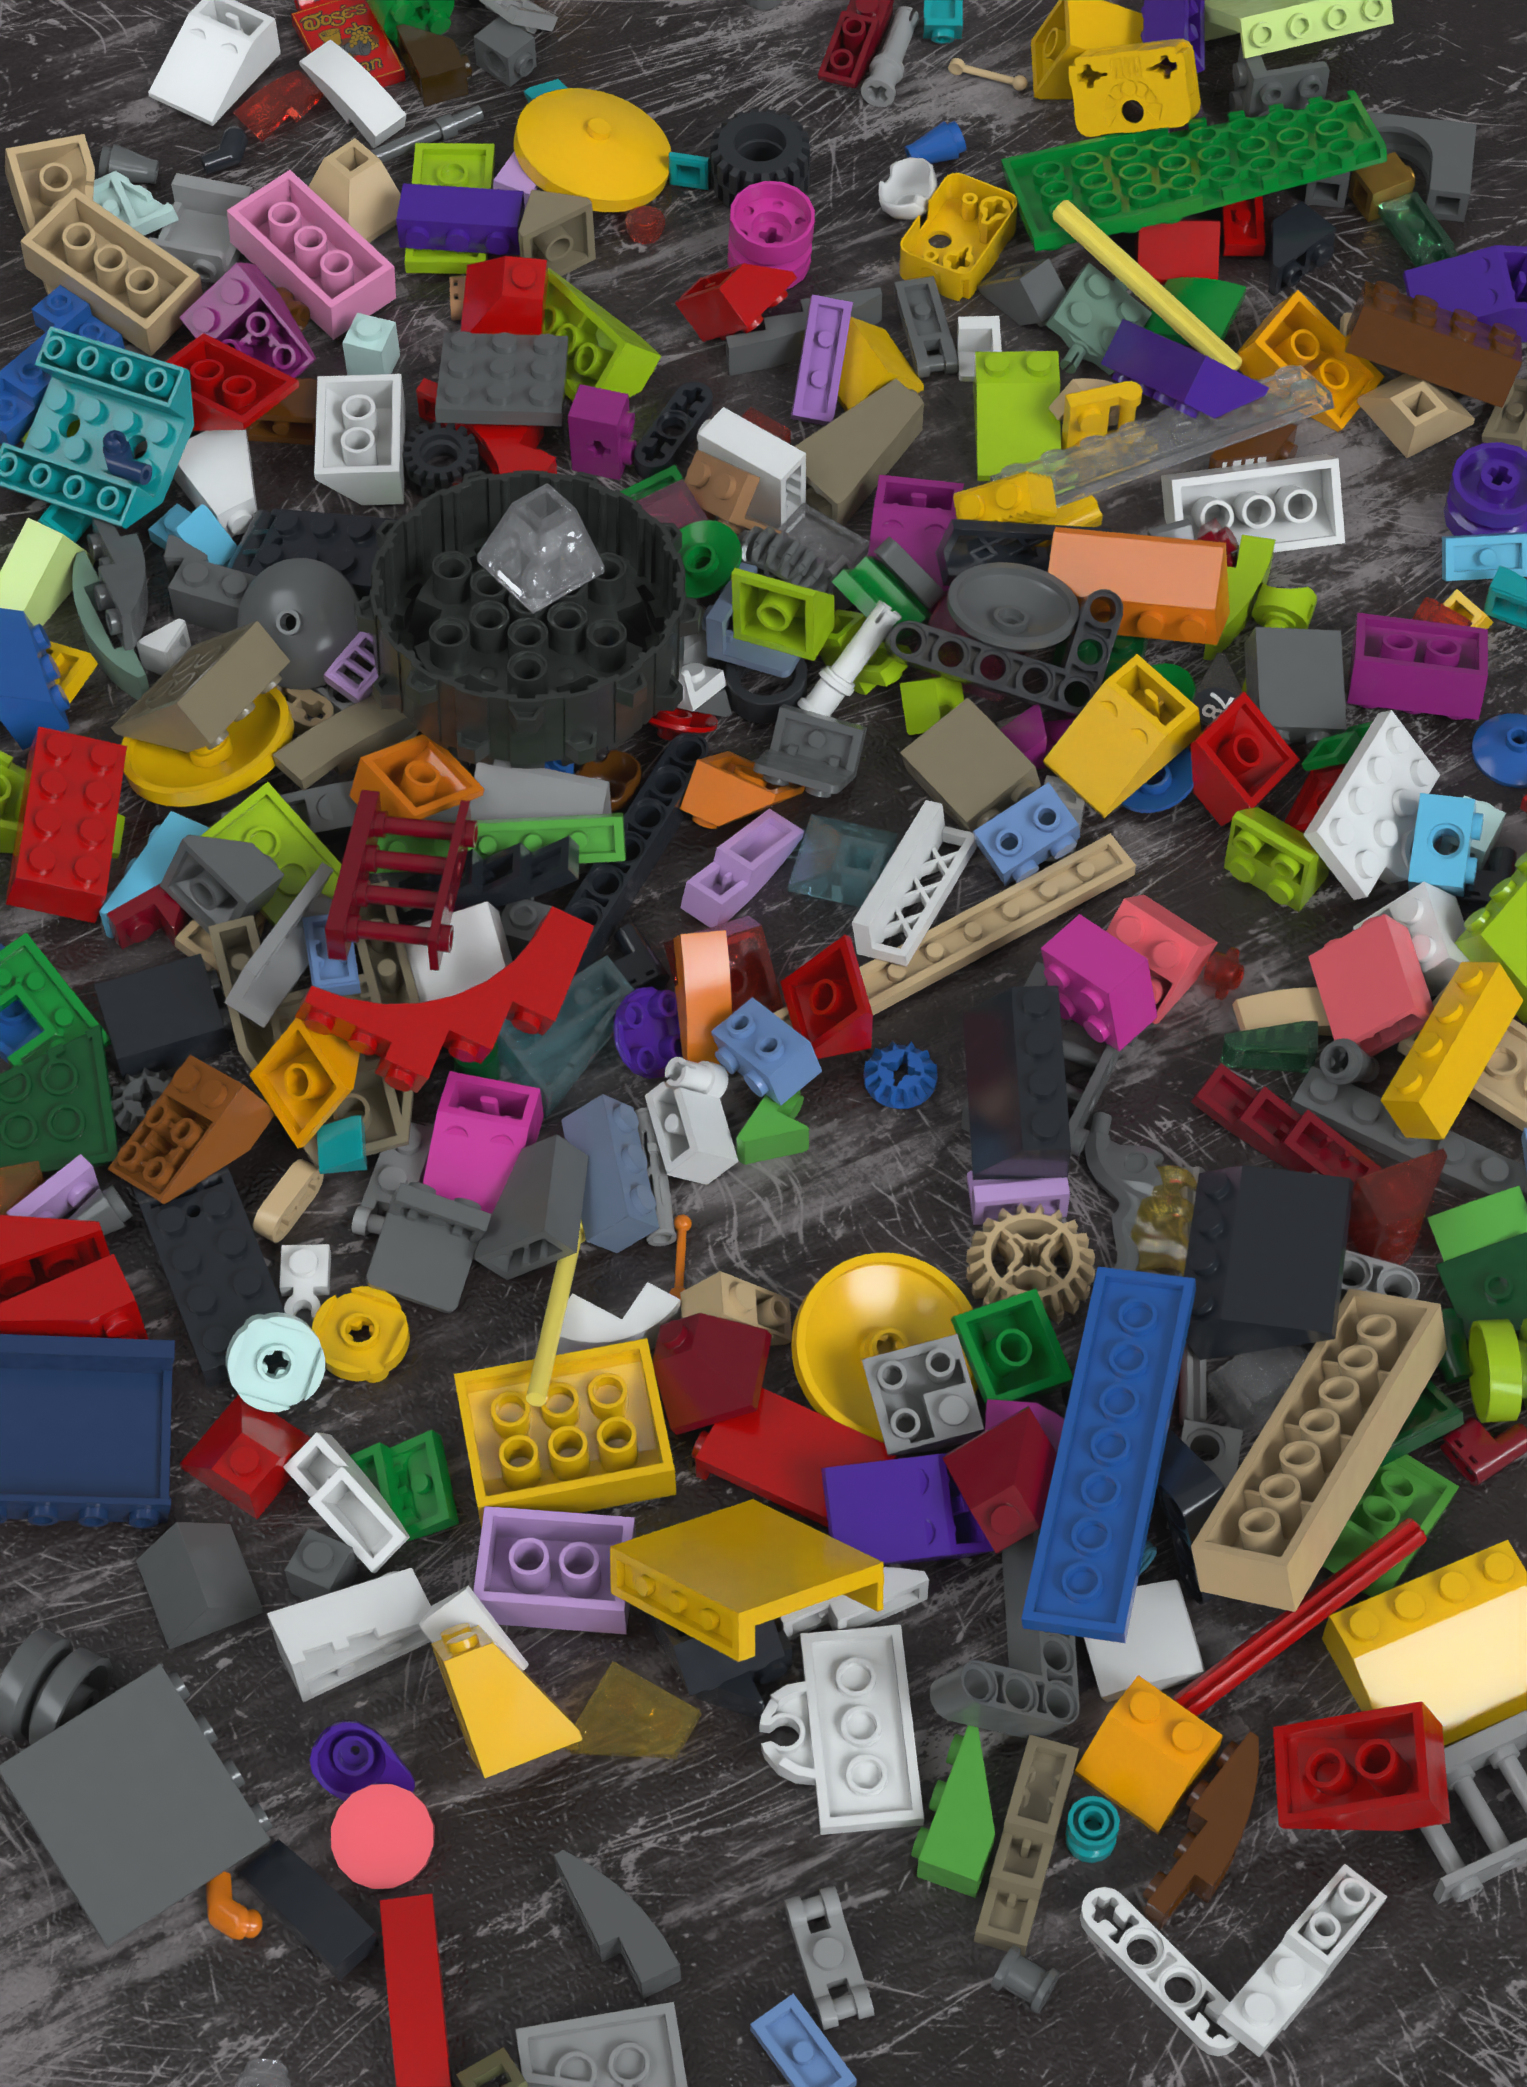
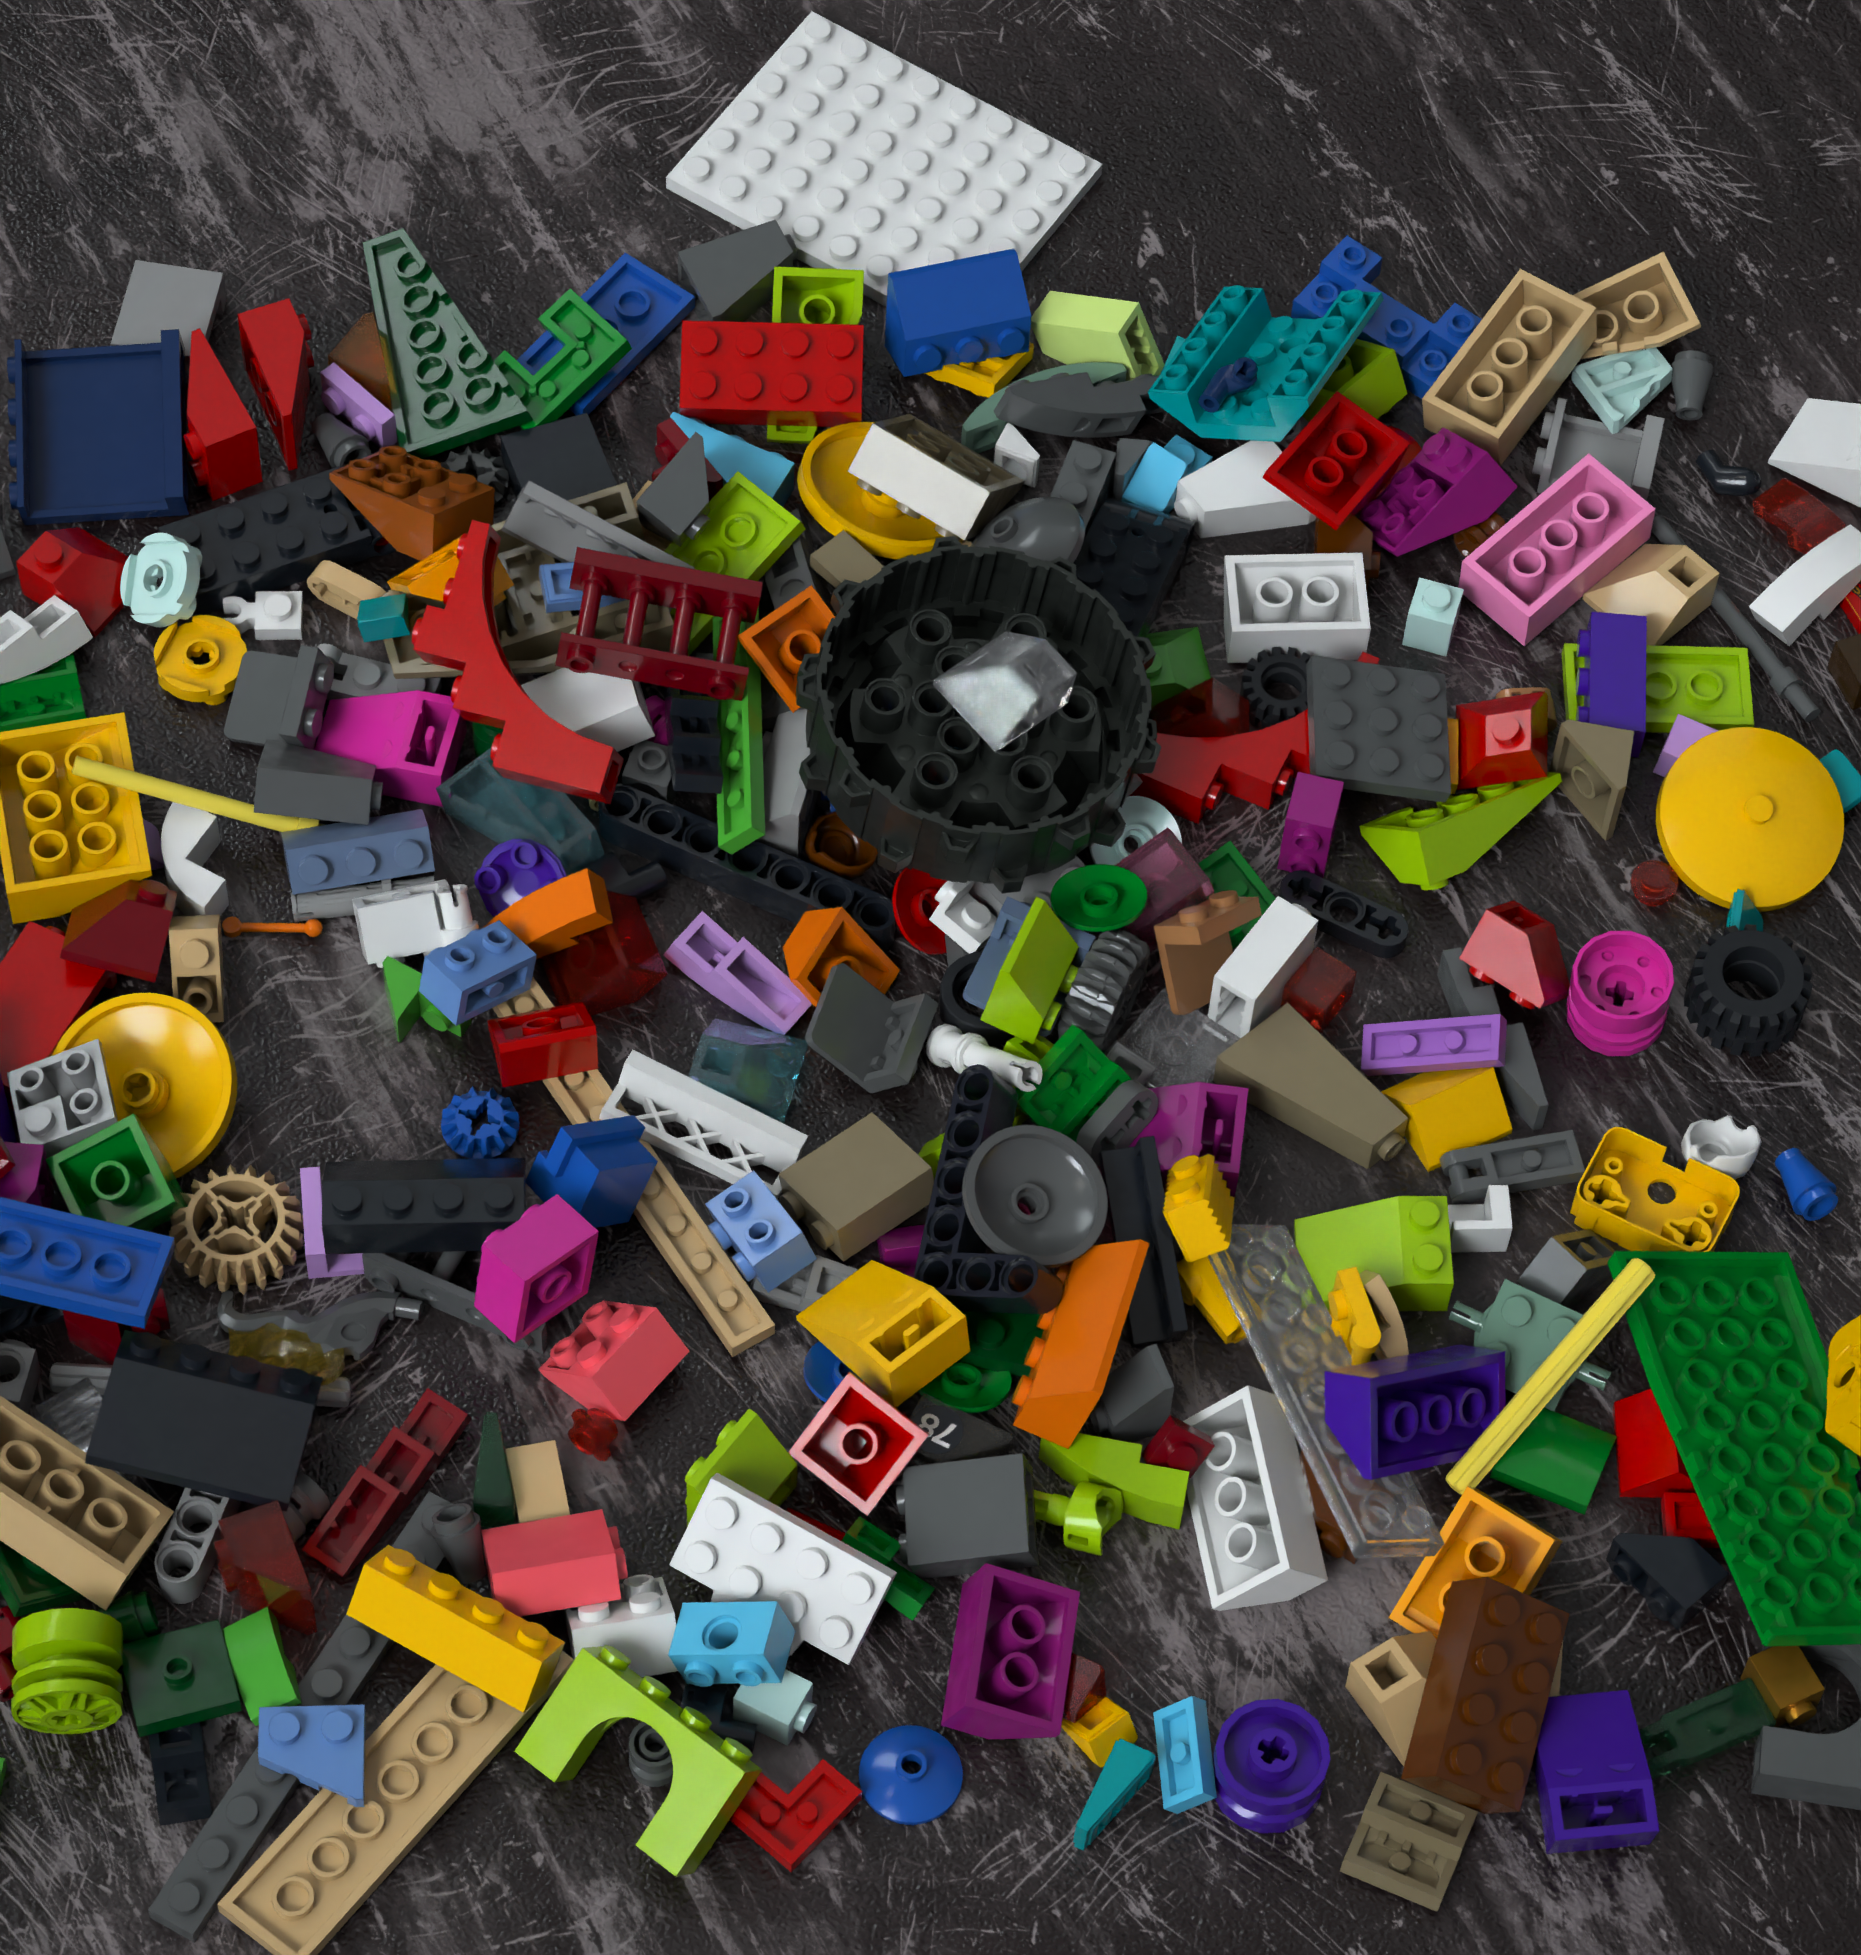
camera: 85 degrees right, 0 degrees up
(979, 954) = (595, 1169): none -> blue plate

